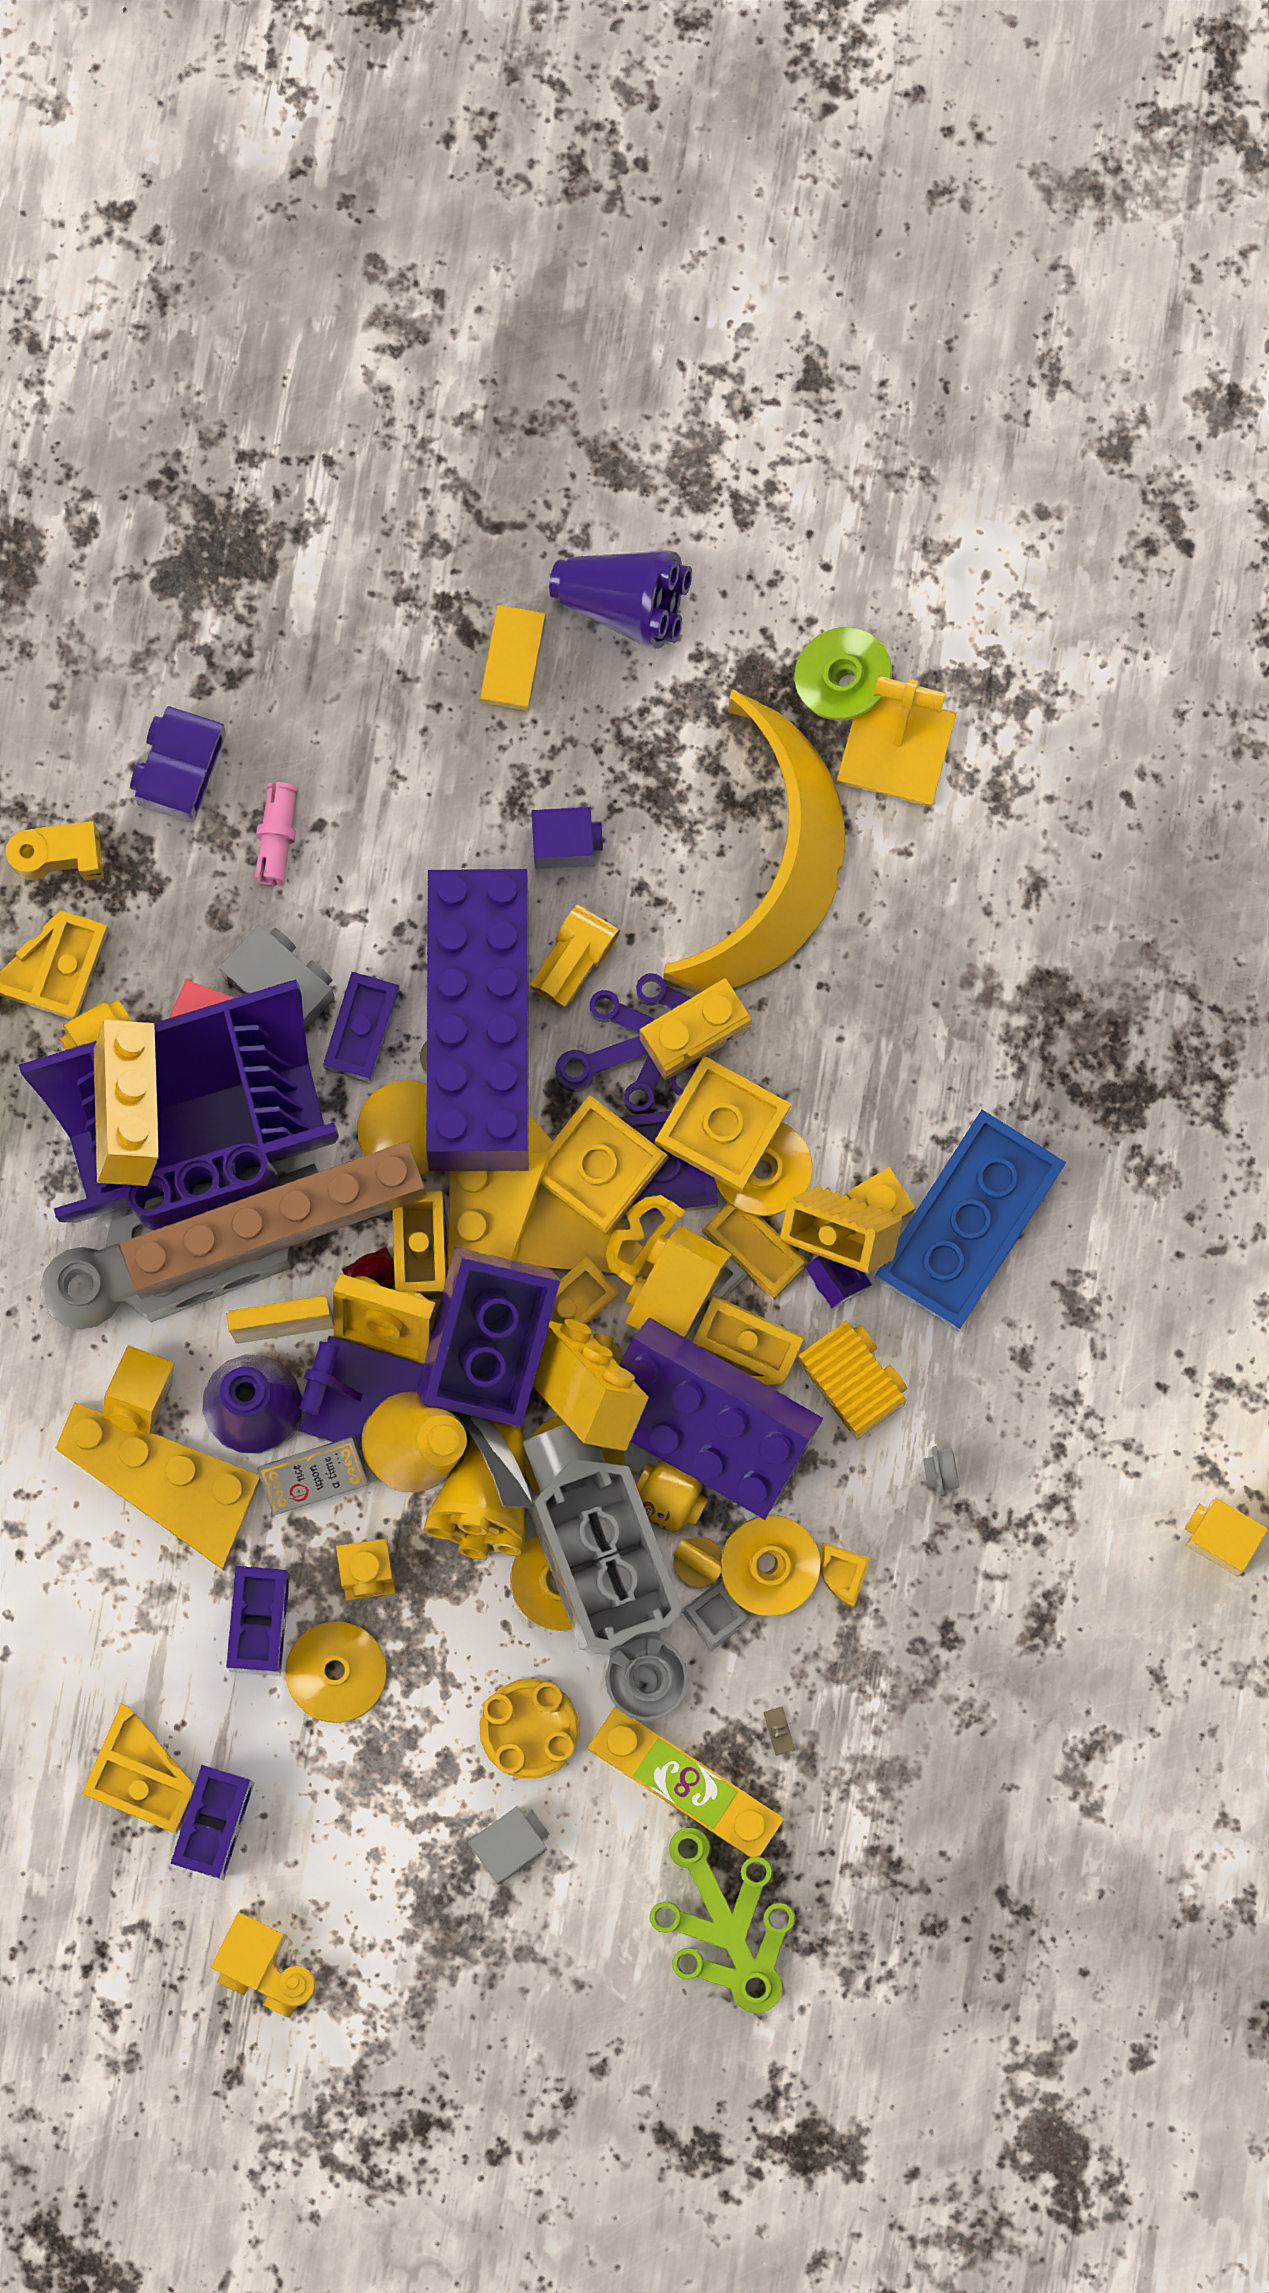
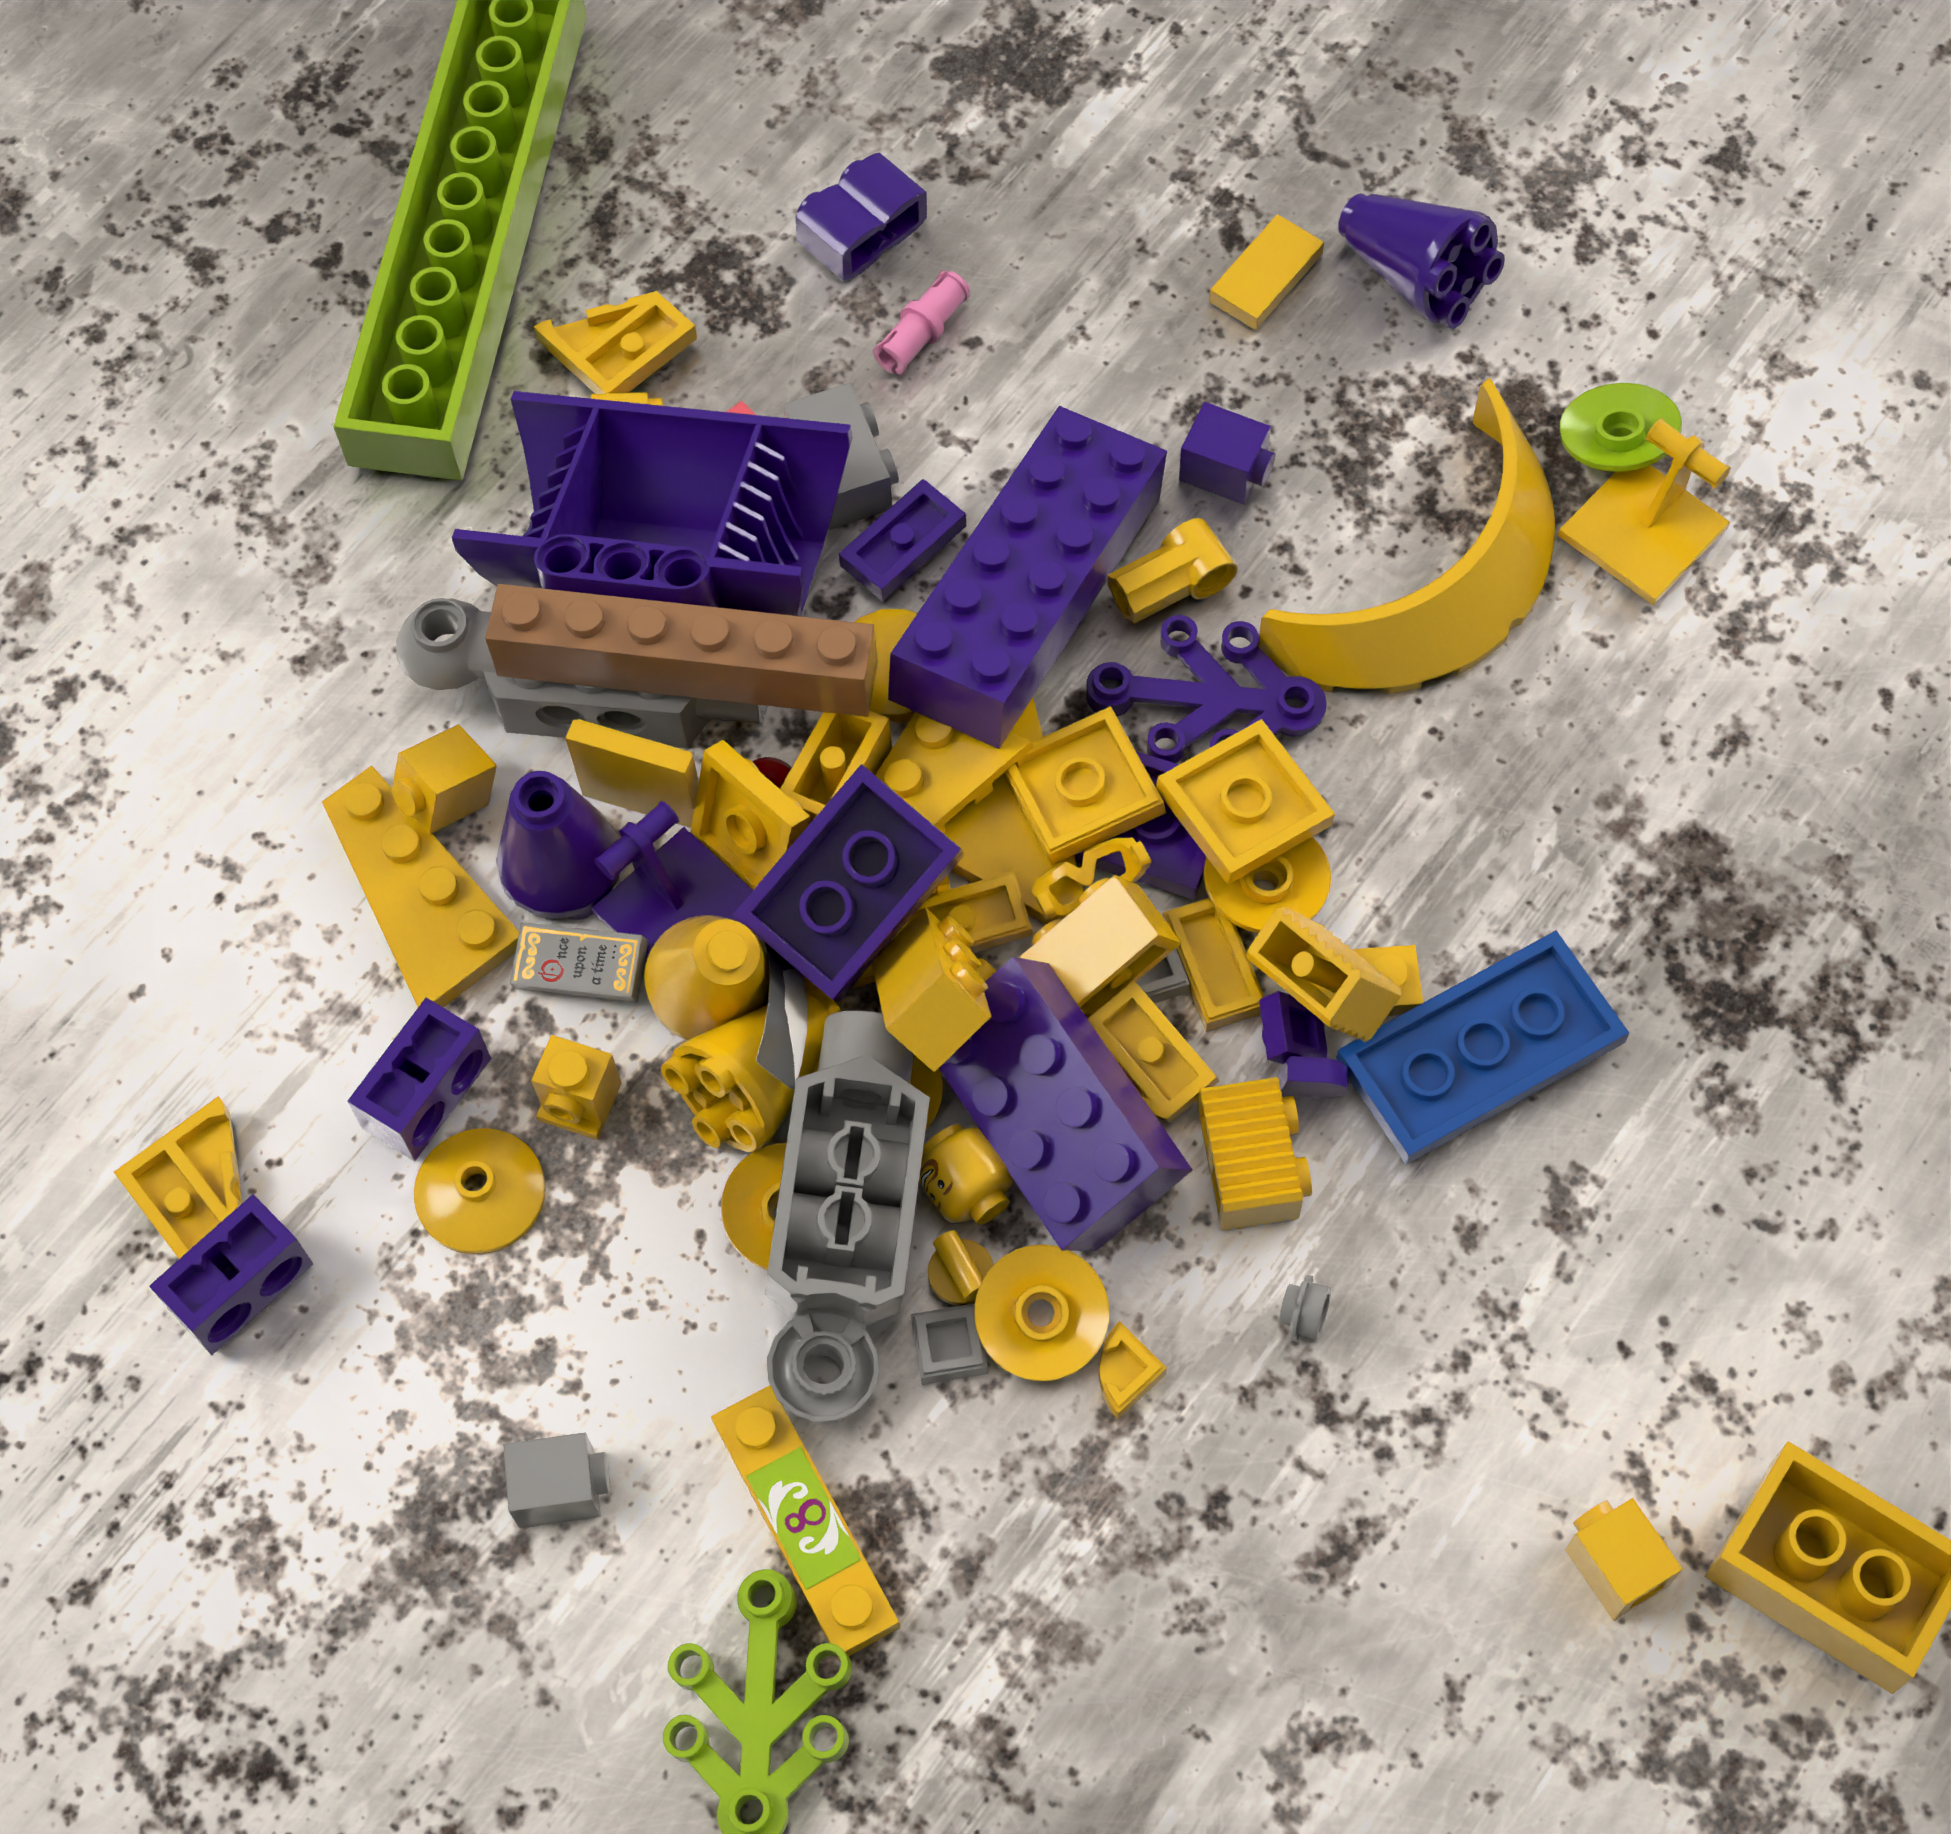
camera: 30 degrees right, 15 degrees down
(56, 848) = (688, 240): yellow leg -> none
(125, 1103) = (590, 450): yellow brick -> none
(249, 1960) = (180, 1456): yellow brick -> none
(529, 1728) = (657, 1361): yellow dish -> none
(695, 1029) = (1268, 682): yellow brick -> none
(779, 1731) = (951, 1518): dark tan piece -> none
(866, 1303) = (1313, 1077): none -> dark purple tile

